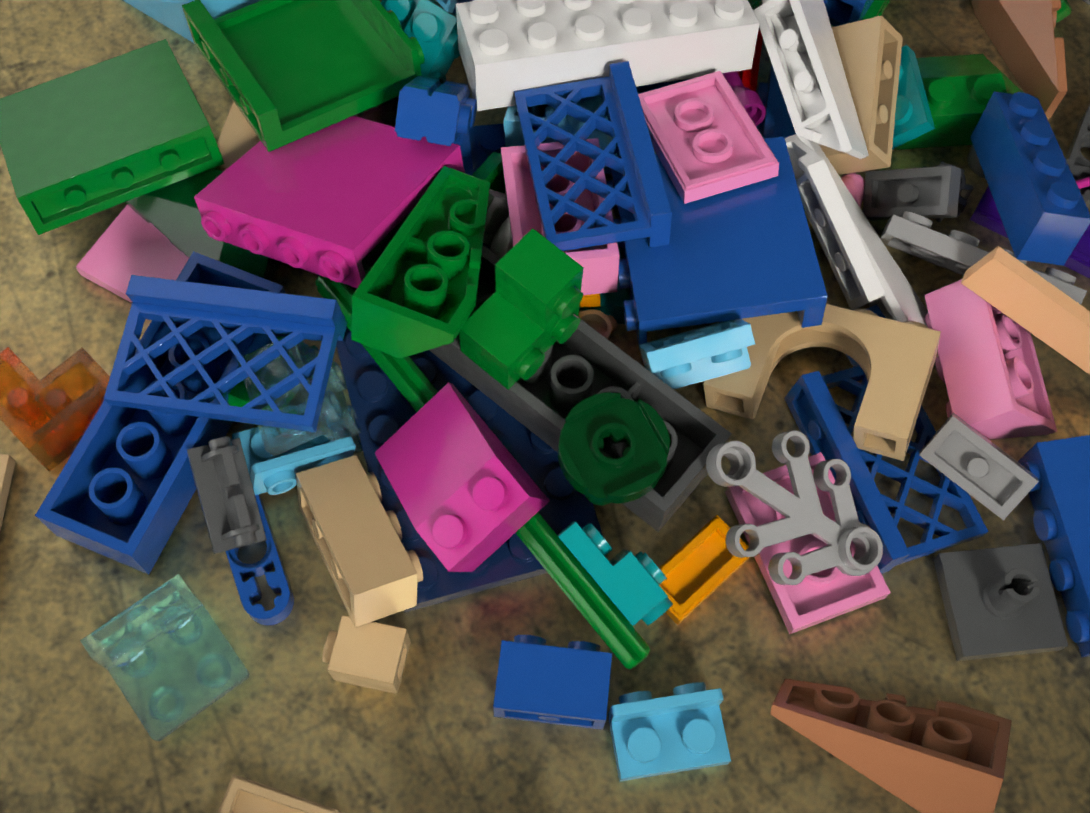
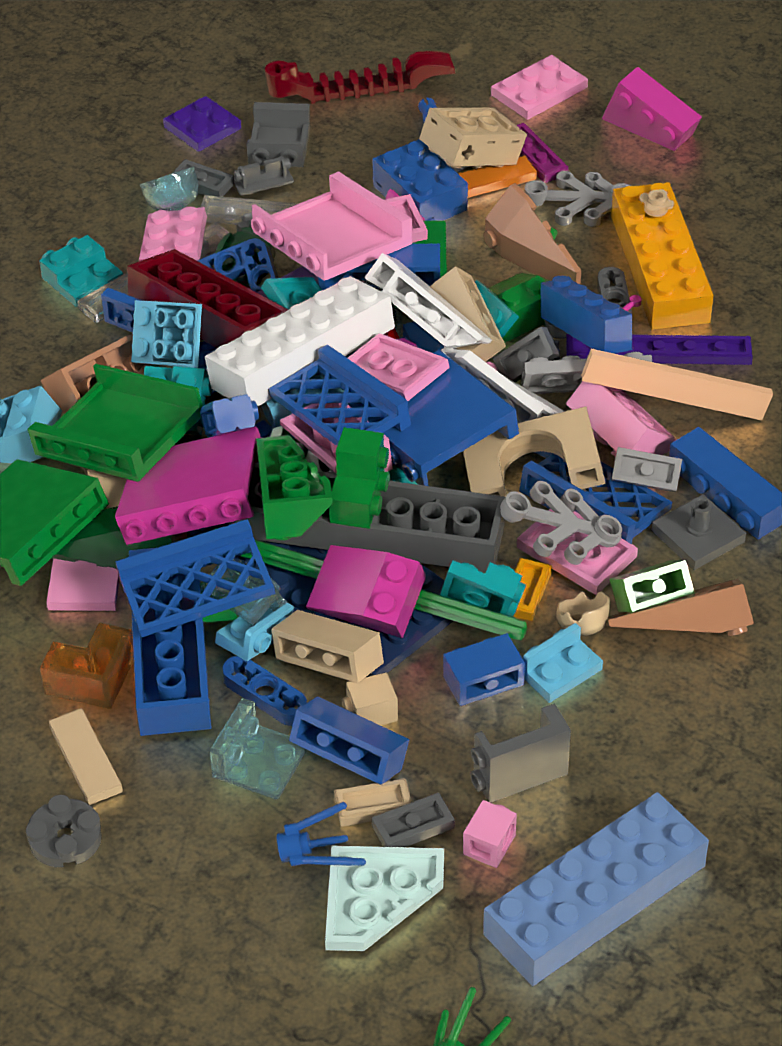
camera: 25 degrees left, 20 degrees down
(226, 494) = (245, 663): dark grey hinge -> none
(294, 710) = (349, 740): none -> blue brick
(602, 477) = (448, 540): dark green plate -> none
(699, 353) = (465, 470): medium azure bracket -> none
(748, 665) = (586, 612): none -> tan hair
(872, 677) = (651, 586): none -> bright green brick

